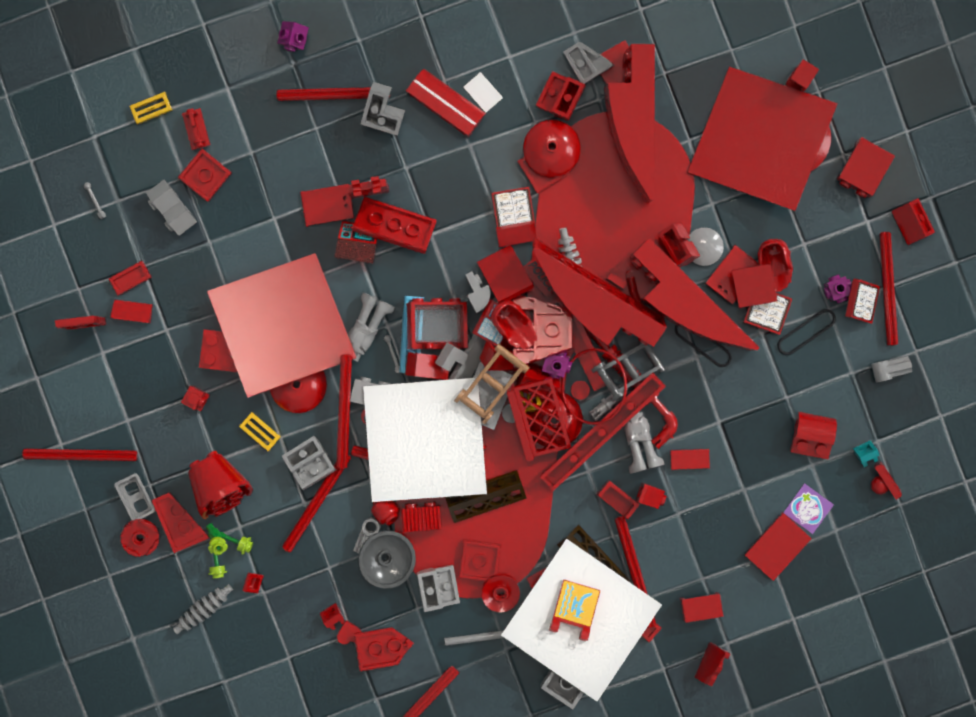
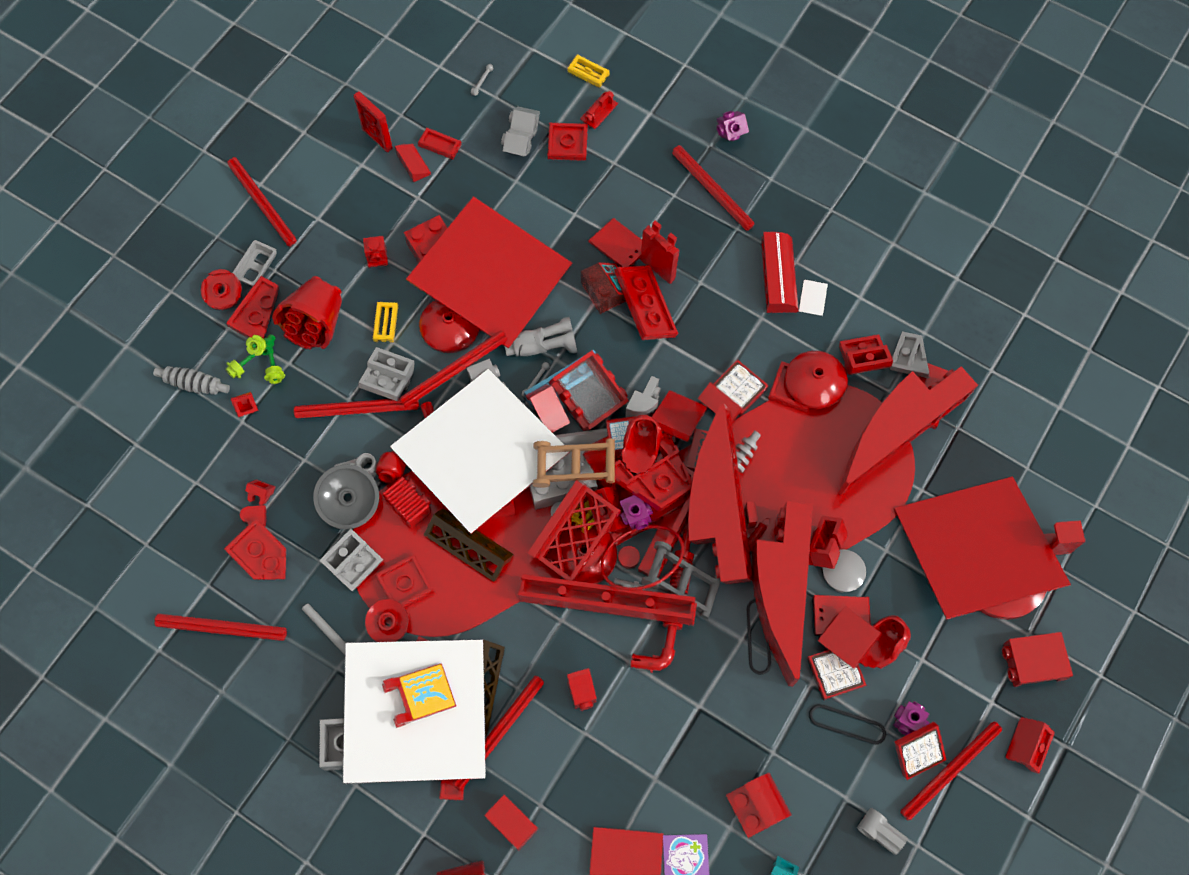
camera: 50 degrees right, 20 degrees down
(379, 114) = (728, 222): light grey brick -> none
(450, 355) = (573, 417): light grey piece -> none
(618, 499) = (555, 663): red panel -> none
(638, 431) = (633, 634): light grey piece -> none
(689, 459) = (644, 704): red tile -> none

